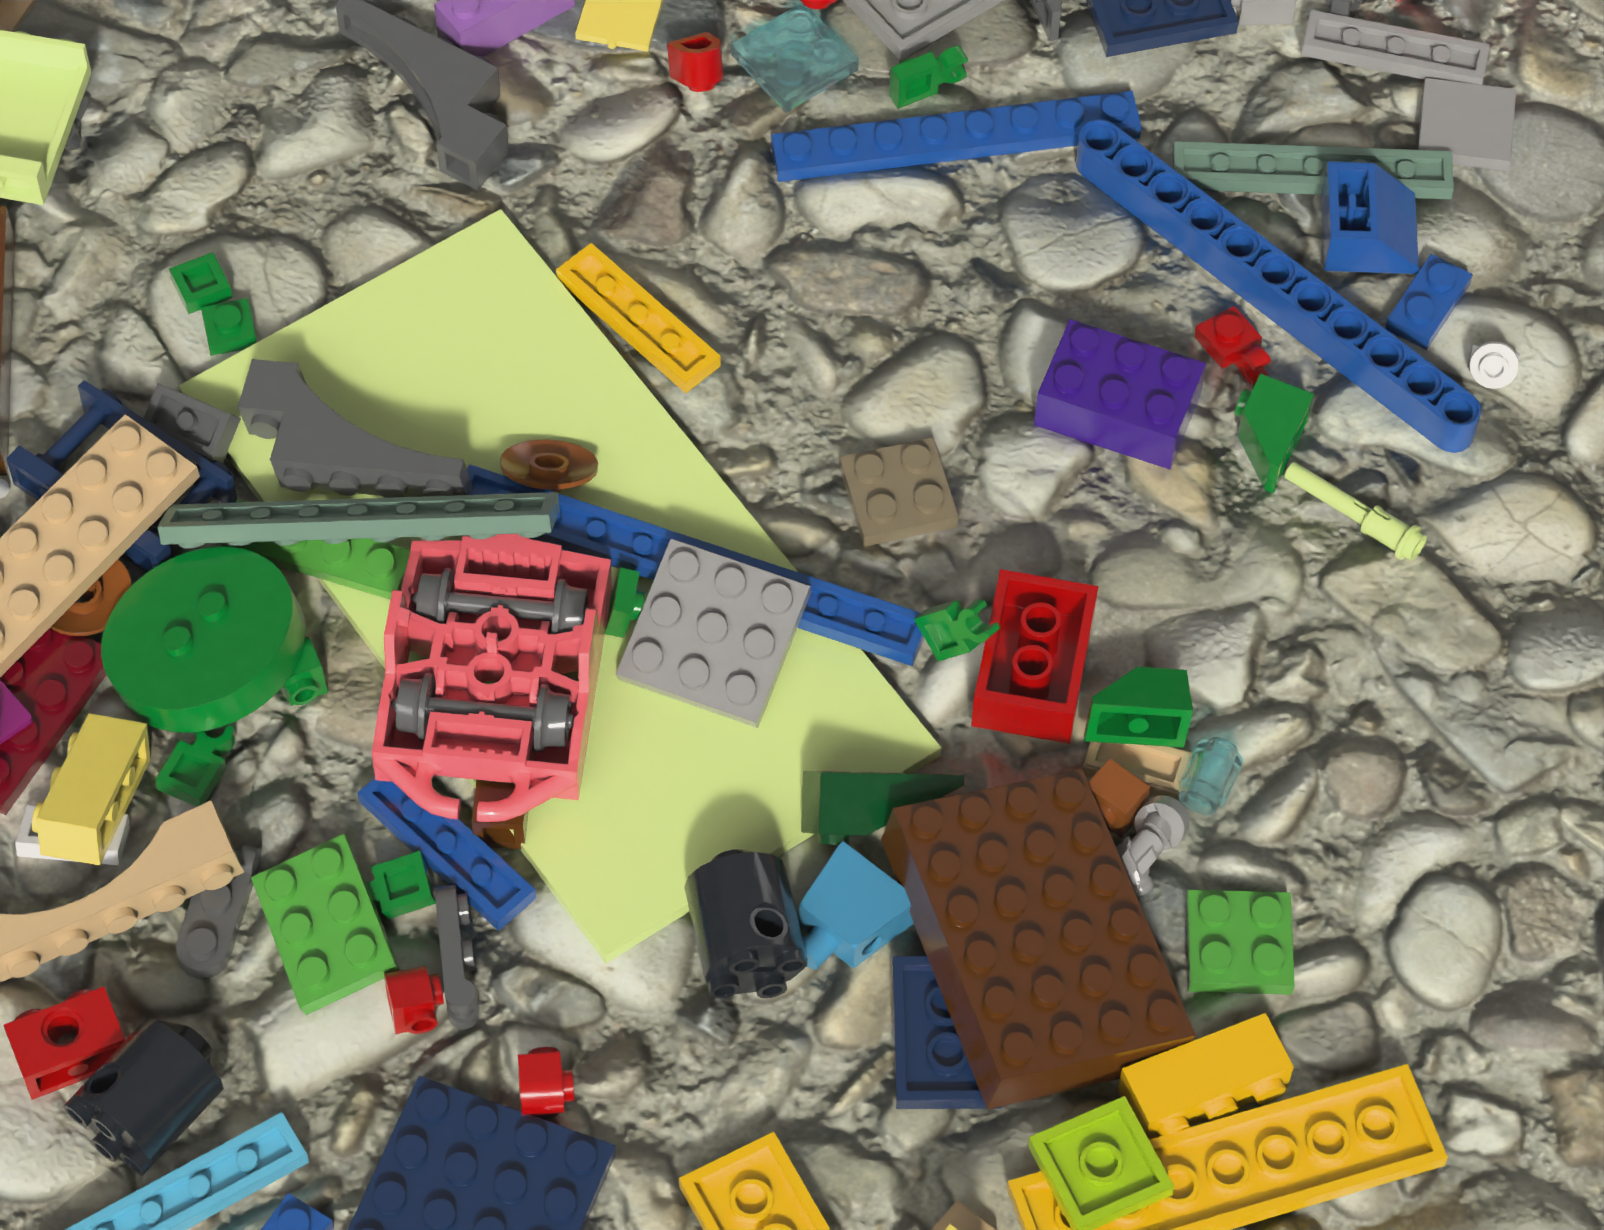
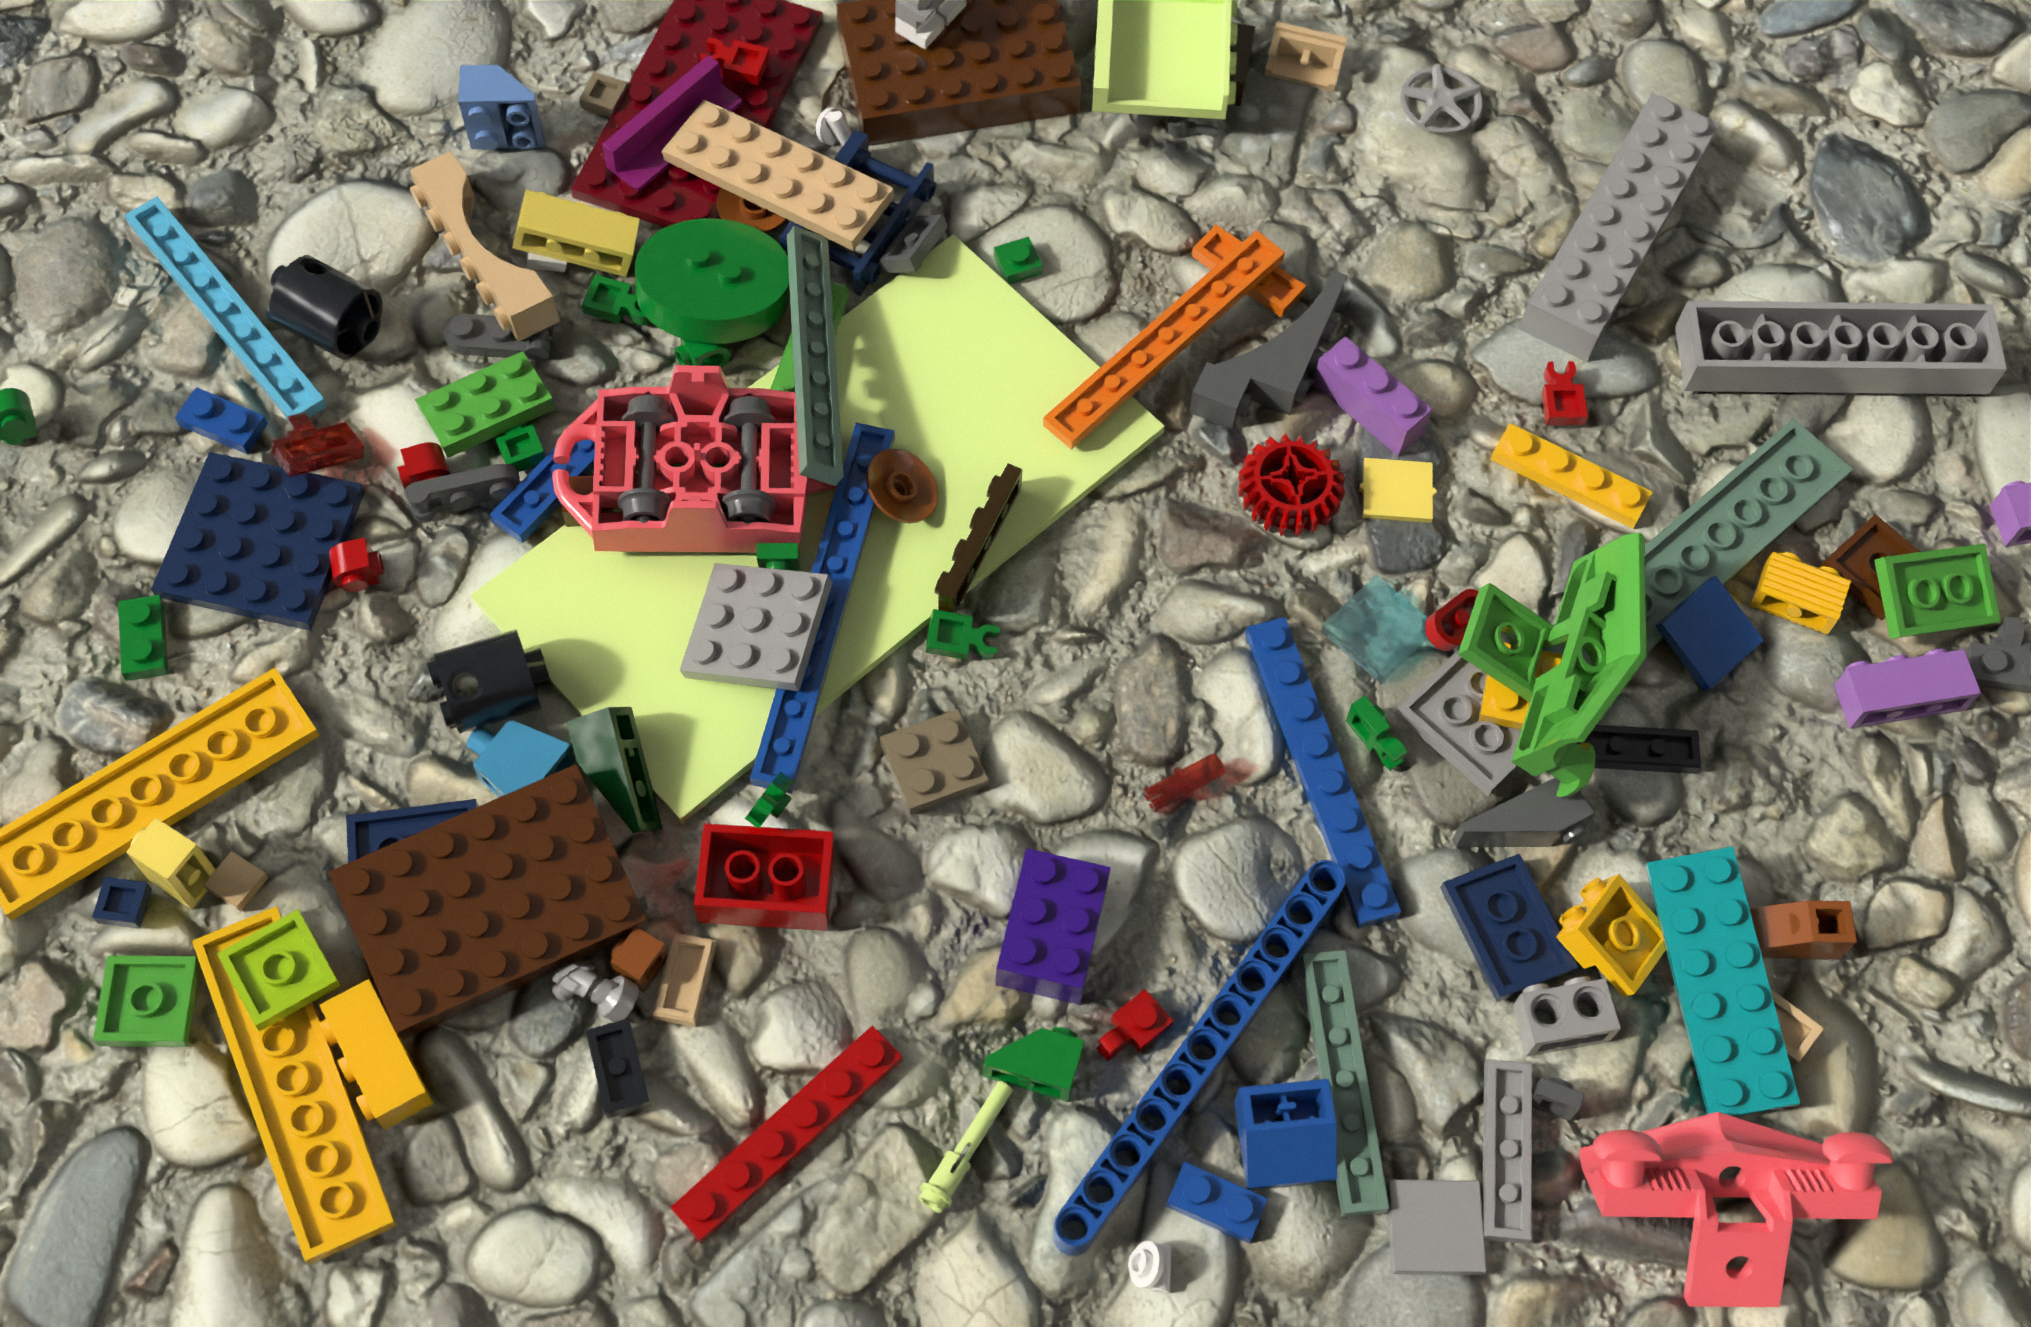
camera: 80 degrees right, 5 degrees up
(53, 1065) = (377, 258): red brick -> none
(200, 283) = (1051, 232): green plate -> none
(302, 96) = (1276, 291): none -> orange plate
(329, 453) = (892, 326): dark grey arch -> none
(358, 1122) = (315, 449): none -> clear red plate
(394, 182) = (1163, 339): none -> orange plate
(631, 111) = (1274, 496): none -> red gear
(633, 396) = (985, 526): none -> dark brown plate
(638, 318) = (1072, 540): yellow plate -> none
(696, 61) = (1340, 554): red plate -> none
(745, 445) = (953, 636): none -> green plate
(960, 257) = (1184, 782): none -> clear red axle
(1142, 709) = (724, 970): green slope -> none
(1210, 775) = (669, 1036): clear light blue brick -> none
(1239, 942) = (516, 1077): bright green plate -> none
(1242, 832) = (617, 1068): none -> black plate
(1327, 679) = (786, 1134): none -> red plate

